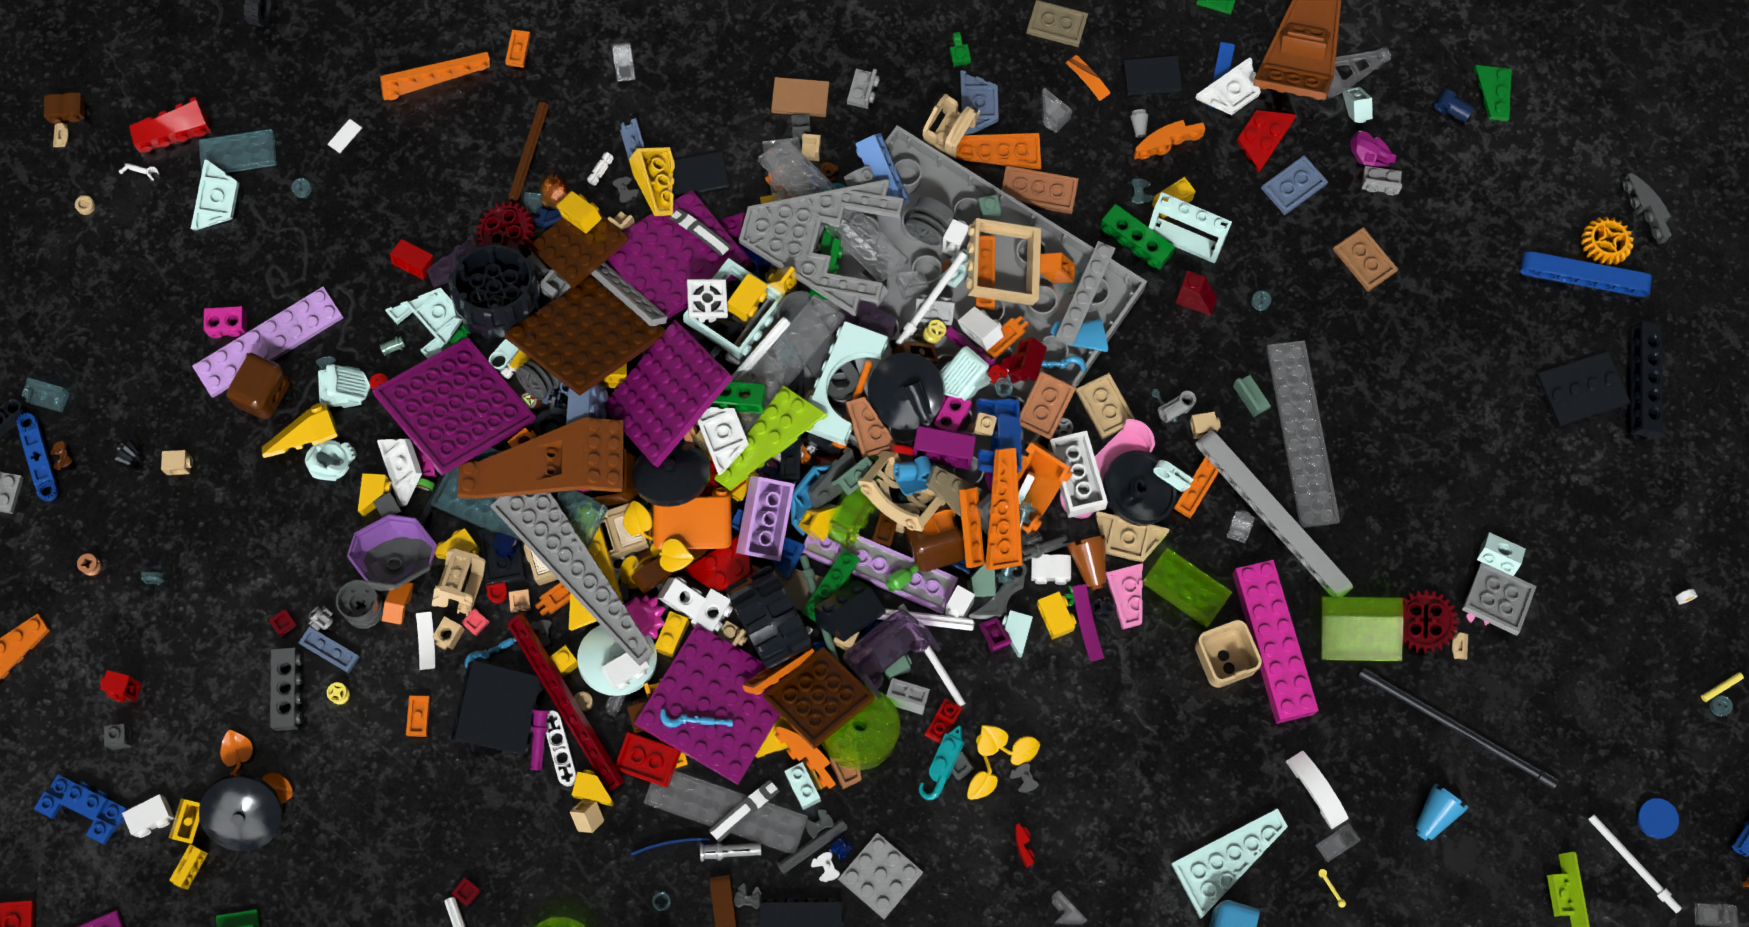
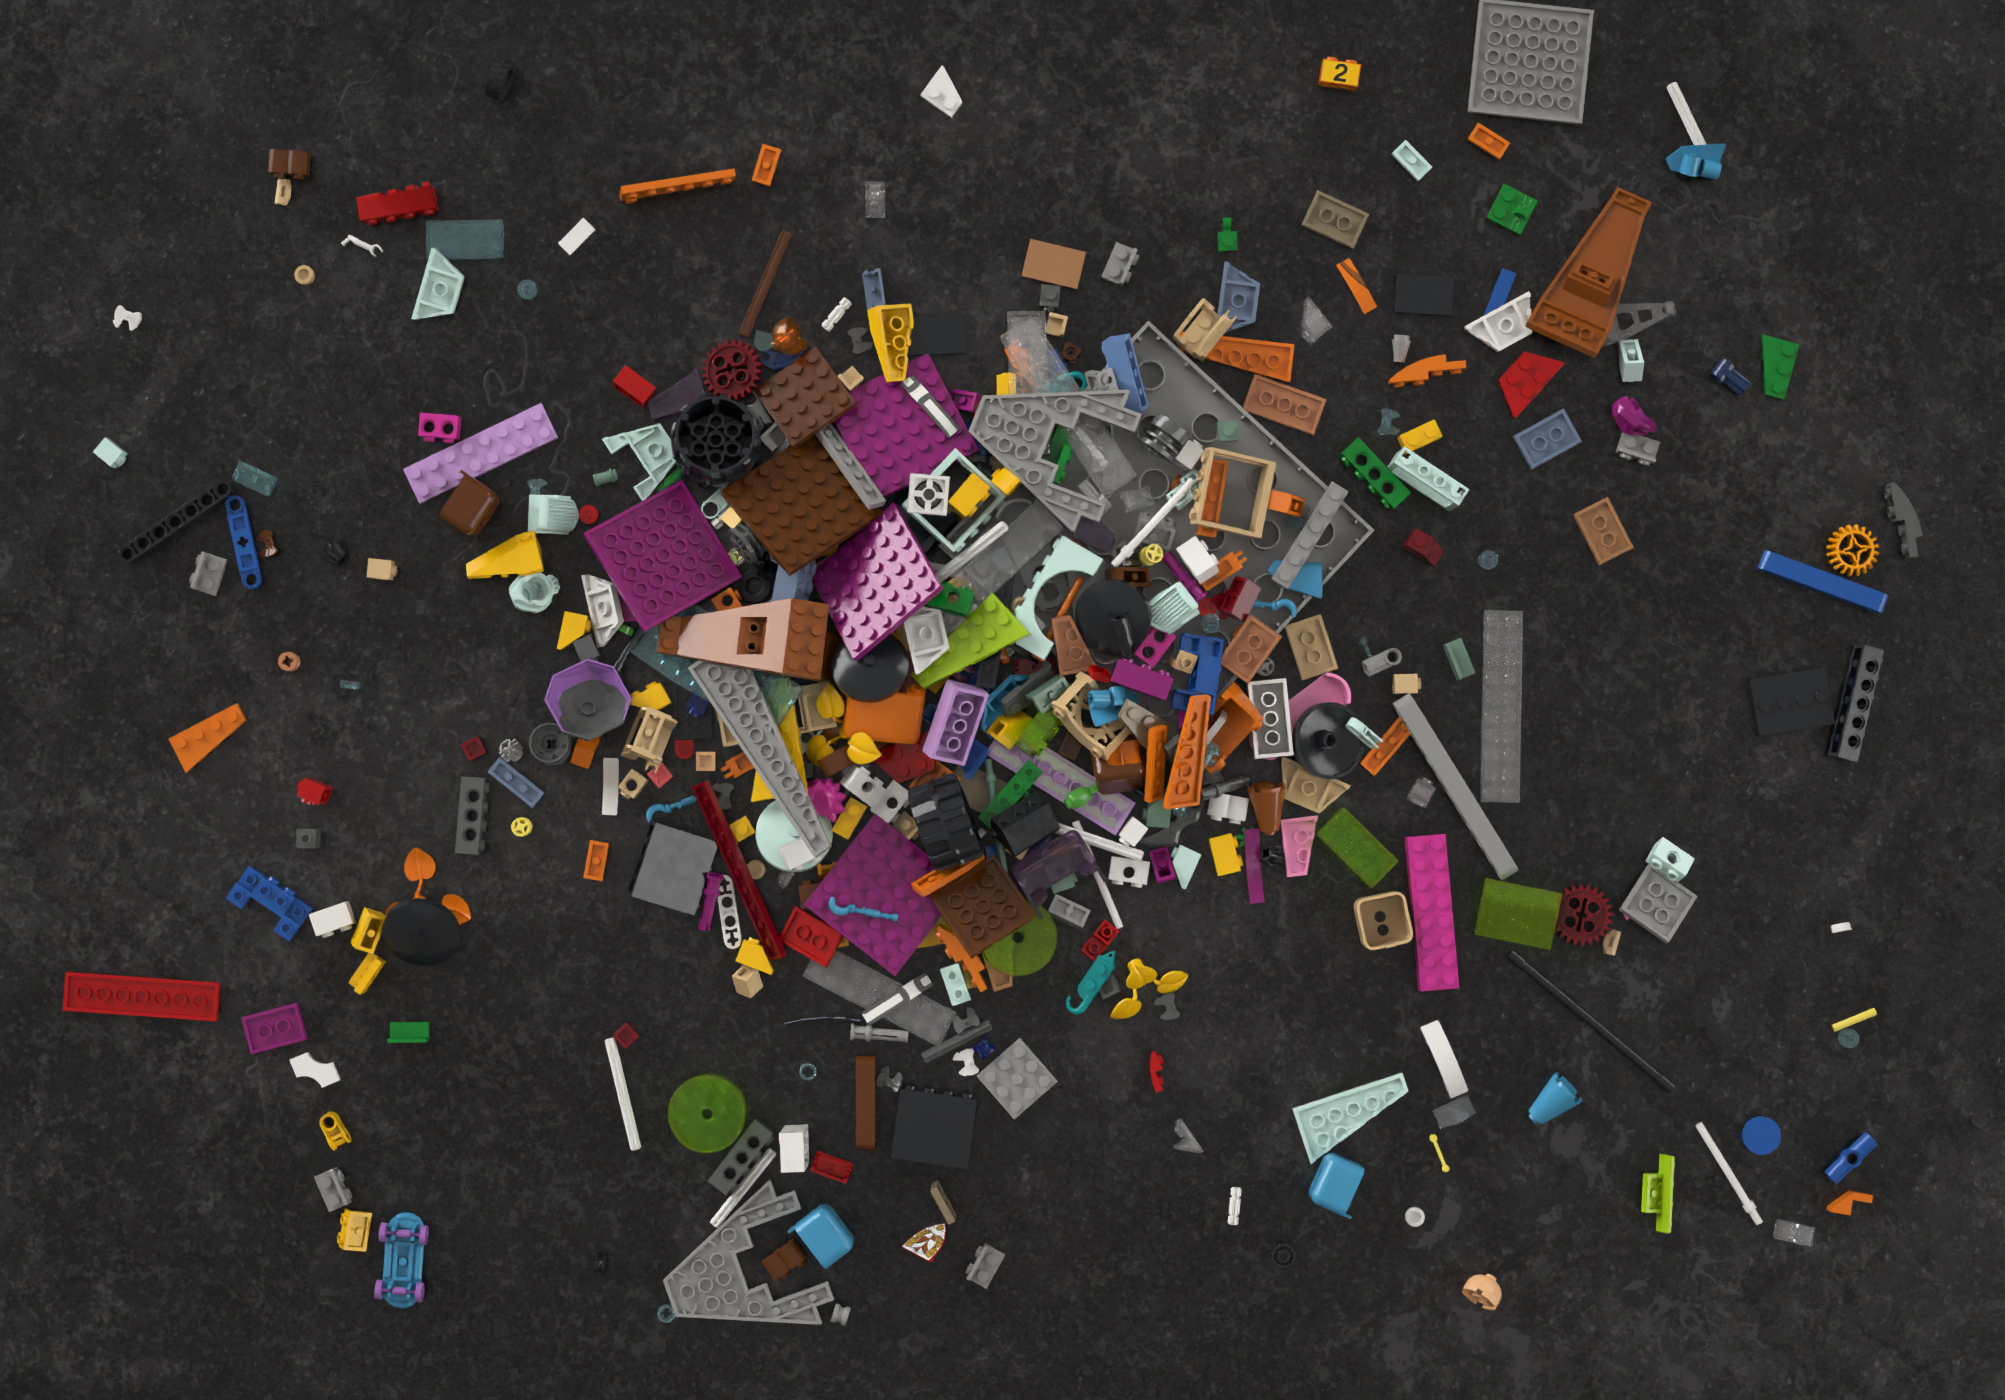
camera: 10 degrees right, 15 degrees up
(579, 212) = (809, 366): yellow brick -> none
(971, 639) = (1117, 866): none -> white brick

